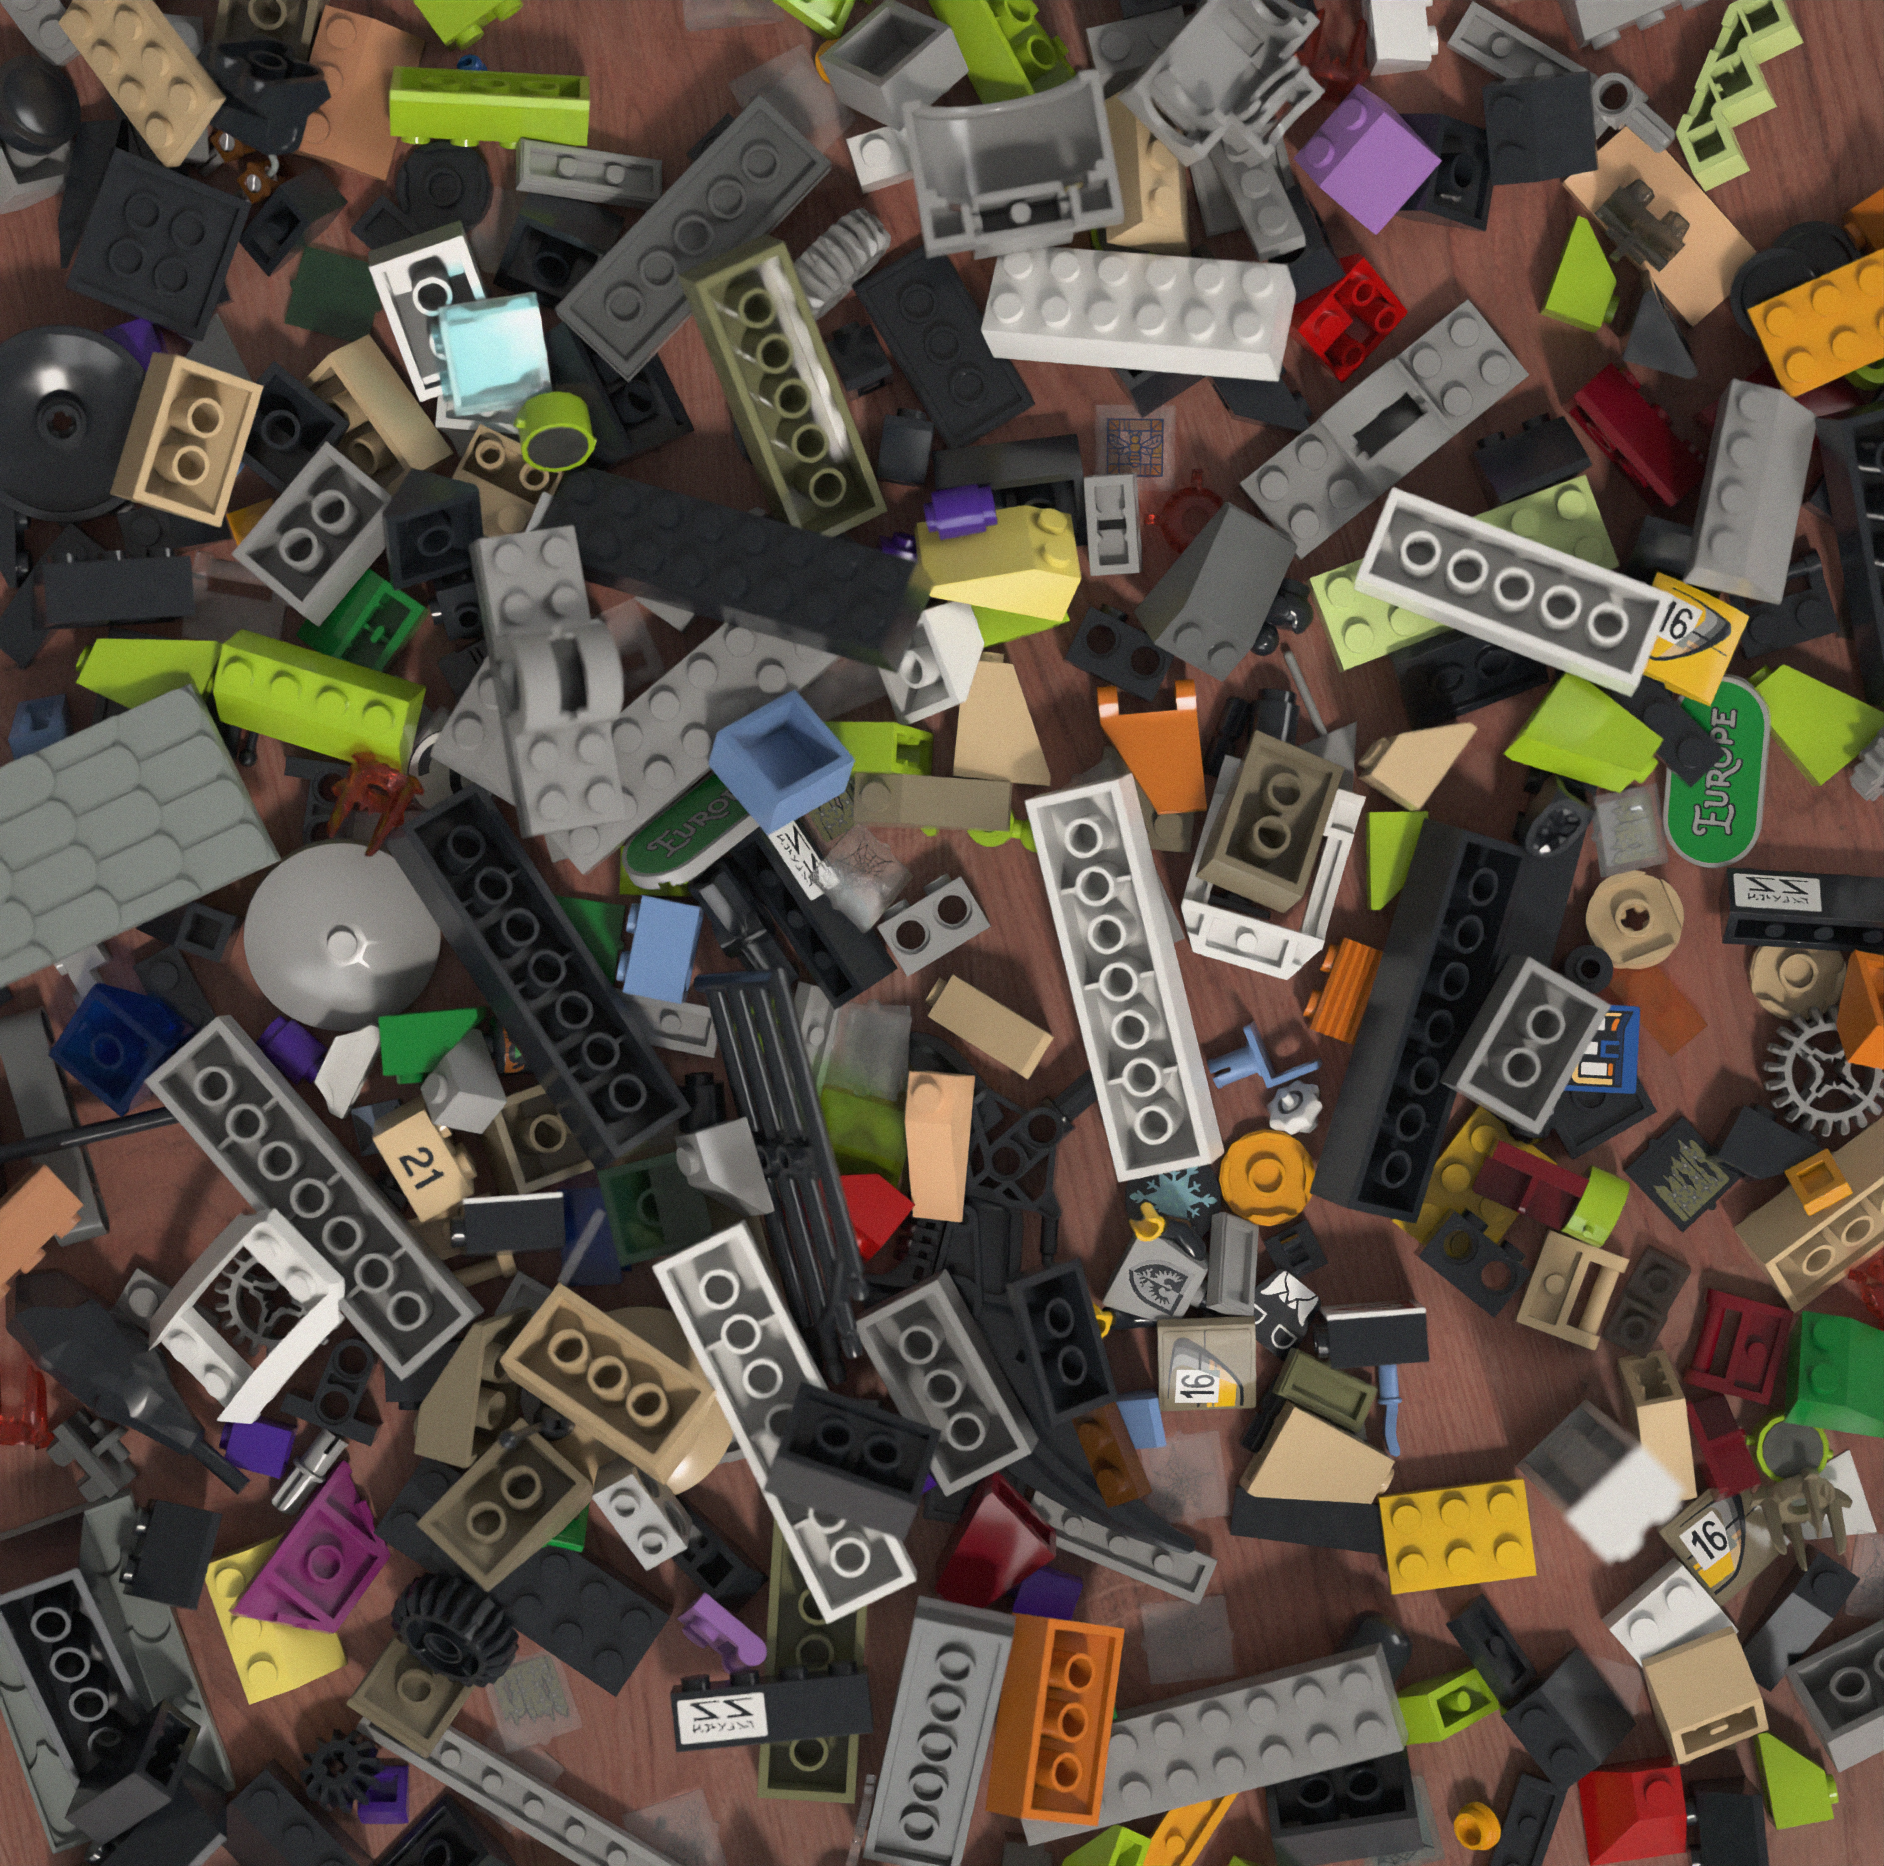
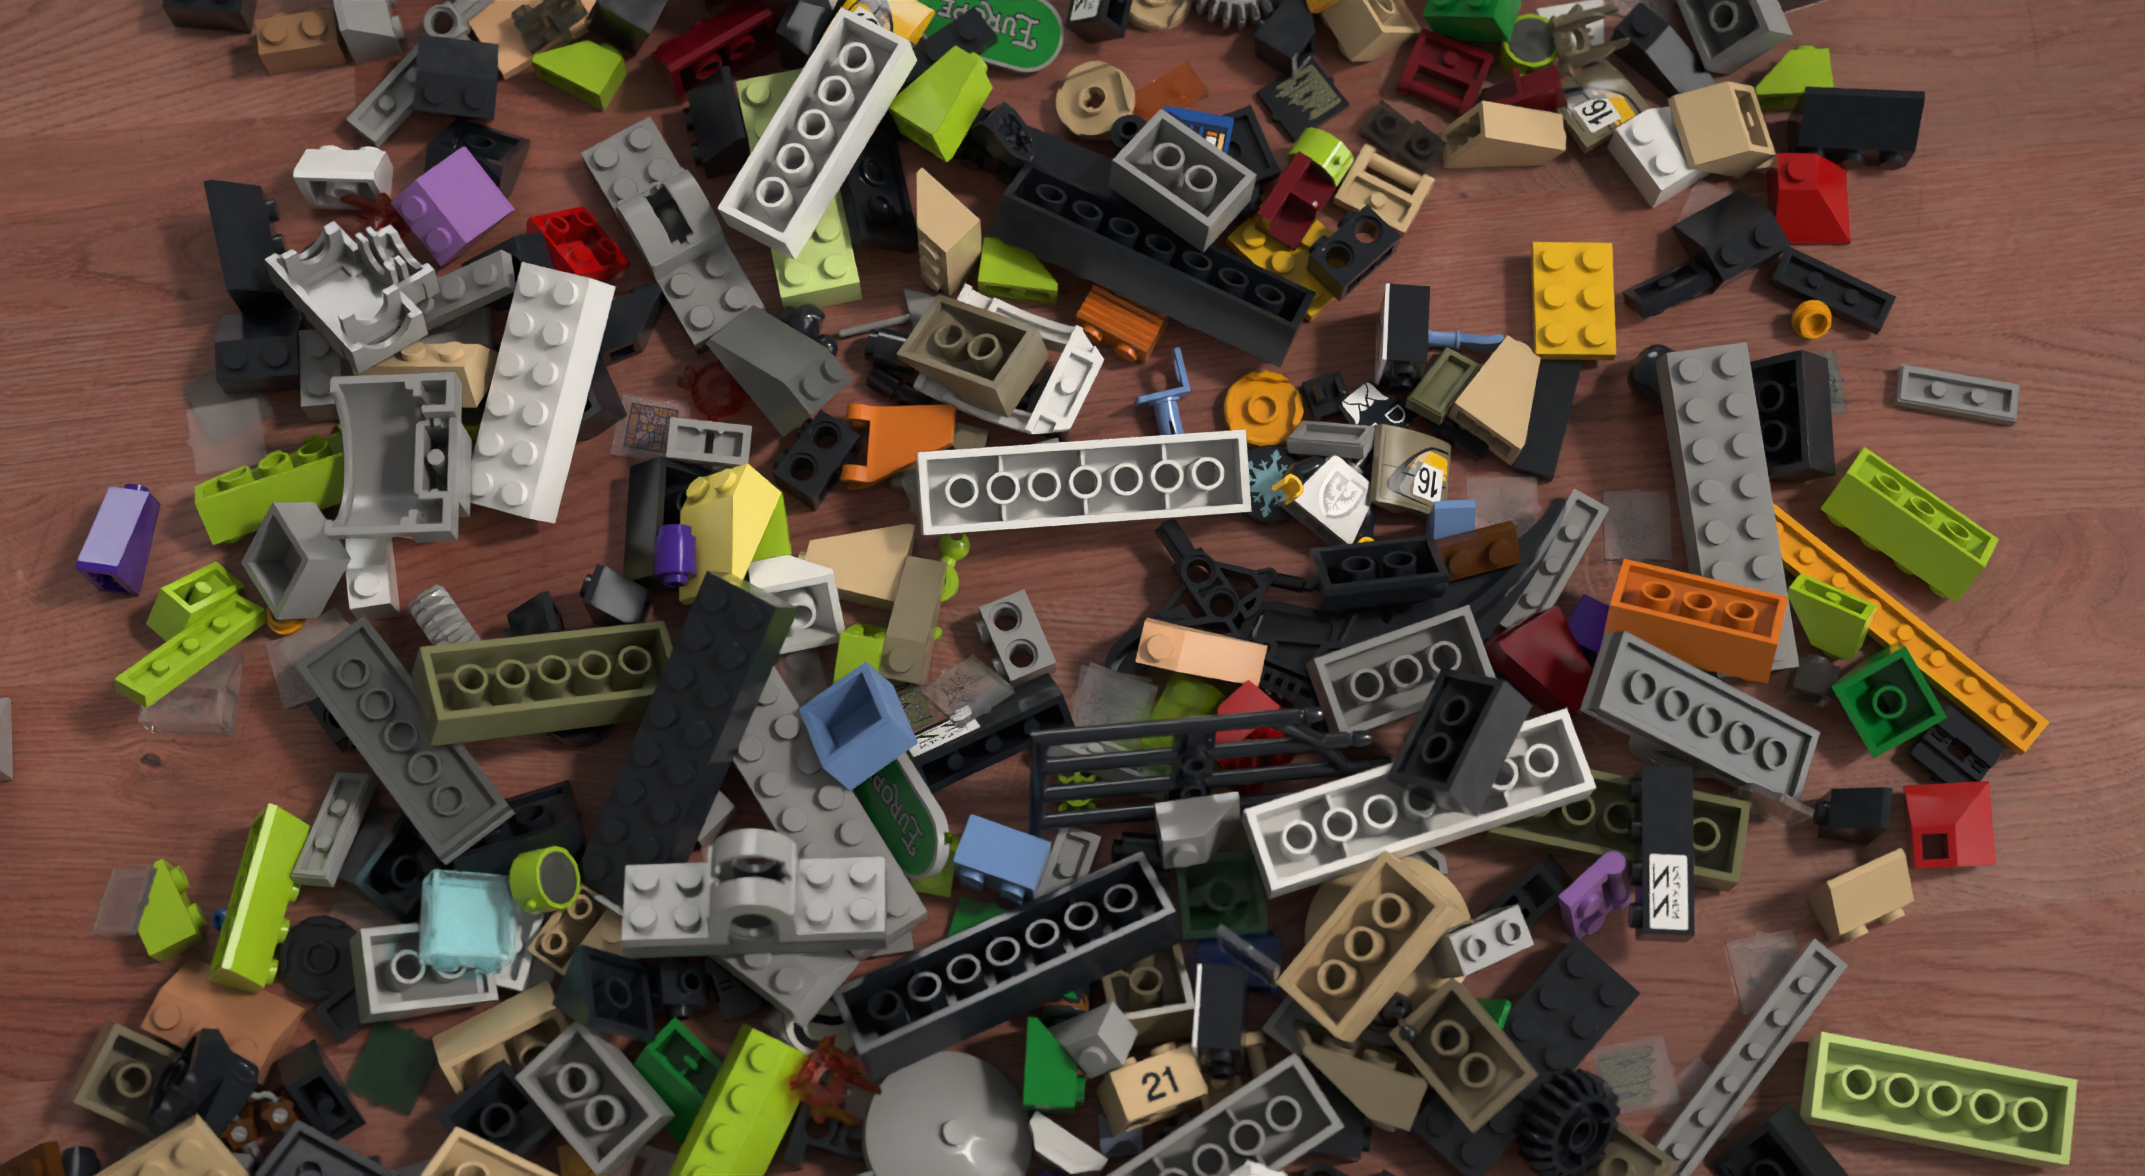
camera: 85 degrees left, 15 degrees down
(740, 918) = (986, 791): black piece -> none
(940, 347) = (533, 561): black tile -> none
(988, 1024) = (1107, 602): tan slope -> none
(1295, 1108) = (1209, 376): white piece -> none
(1445, 1705) = (1708, 322): lime slope -> none
(1602, 1481) = (1542, 142): white brick -> none
(1629, 830) = (1025, 93): clear piece -> none

